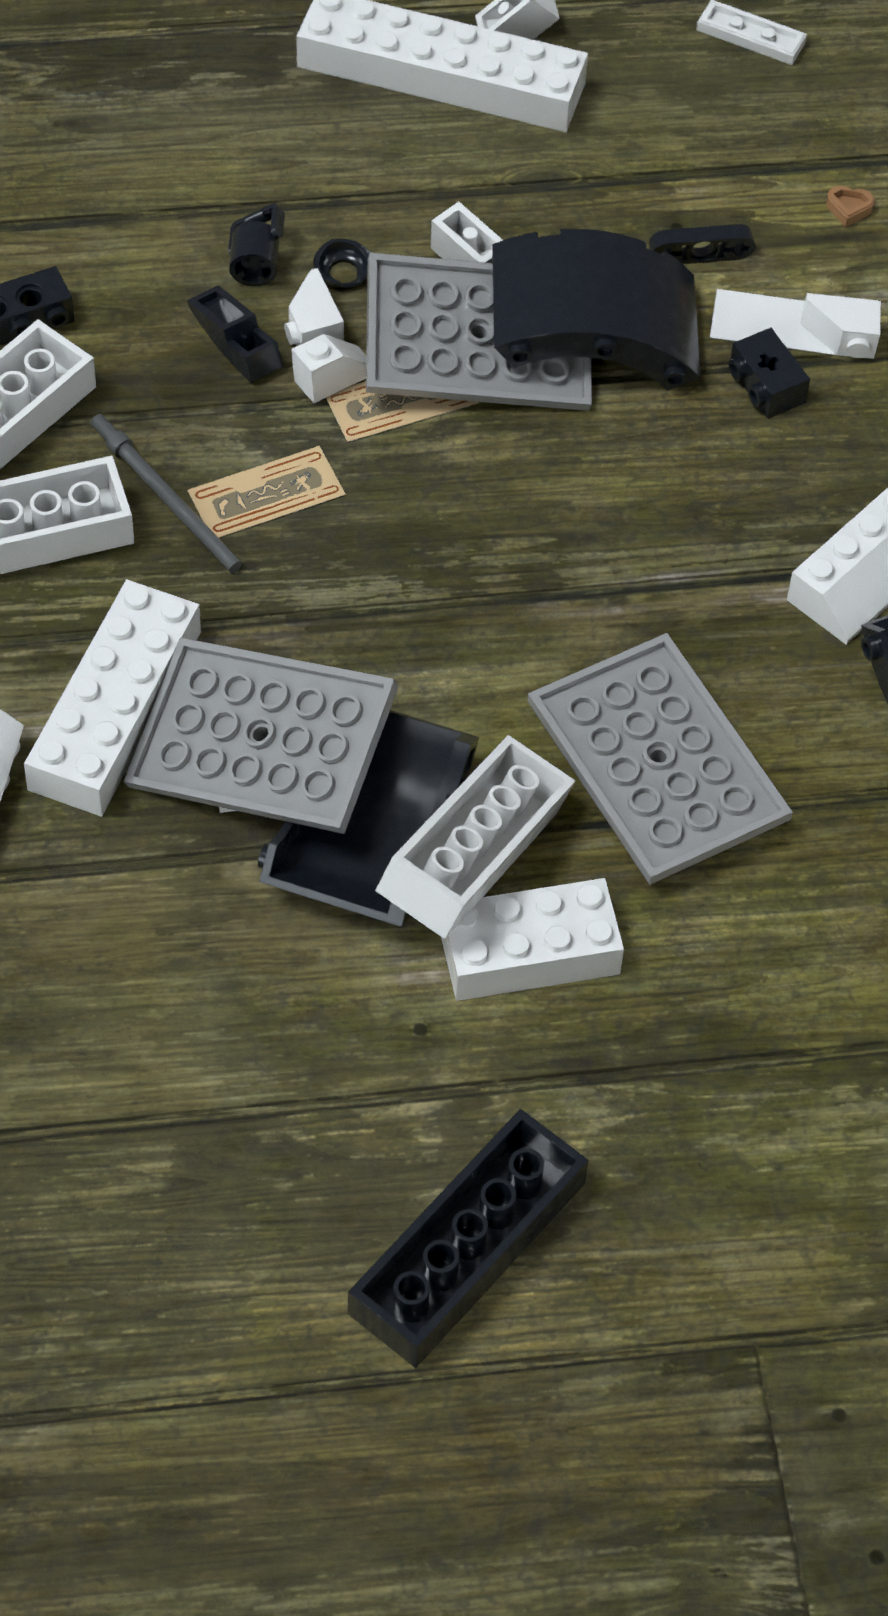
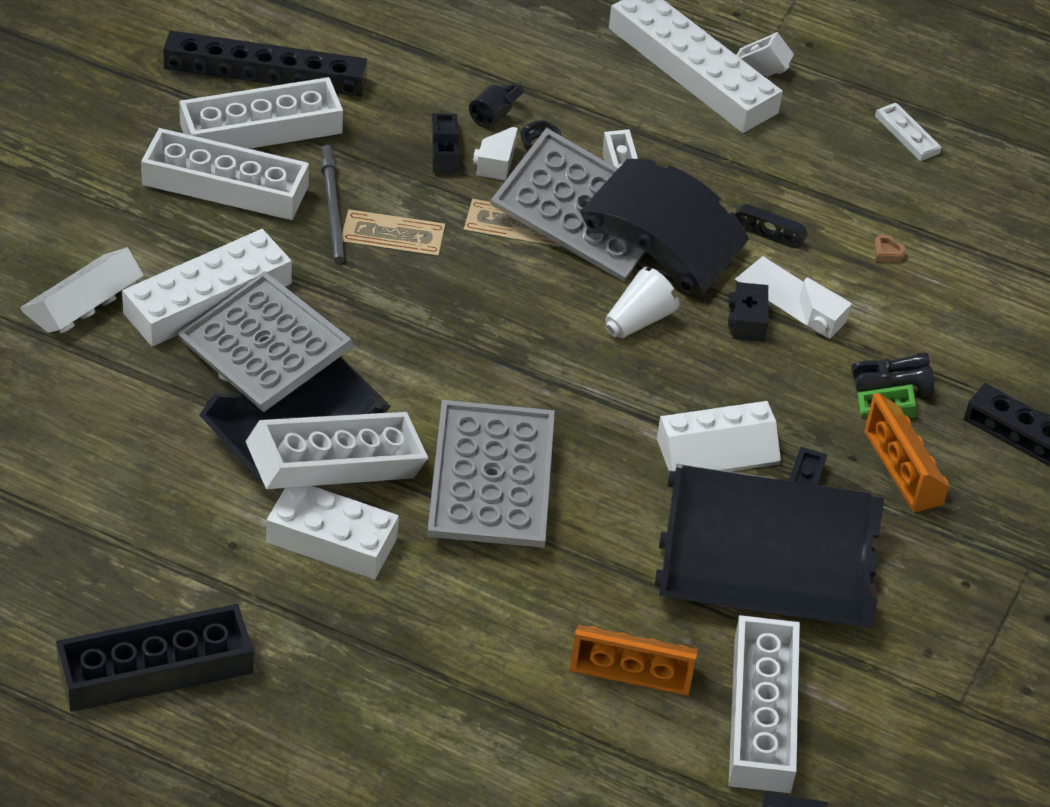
camera: 30 degrees right, 10 degrees down
(327, 366) = (480, 180): white slope -> none
(647, 431) = (641, 304): none -> white cone

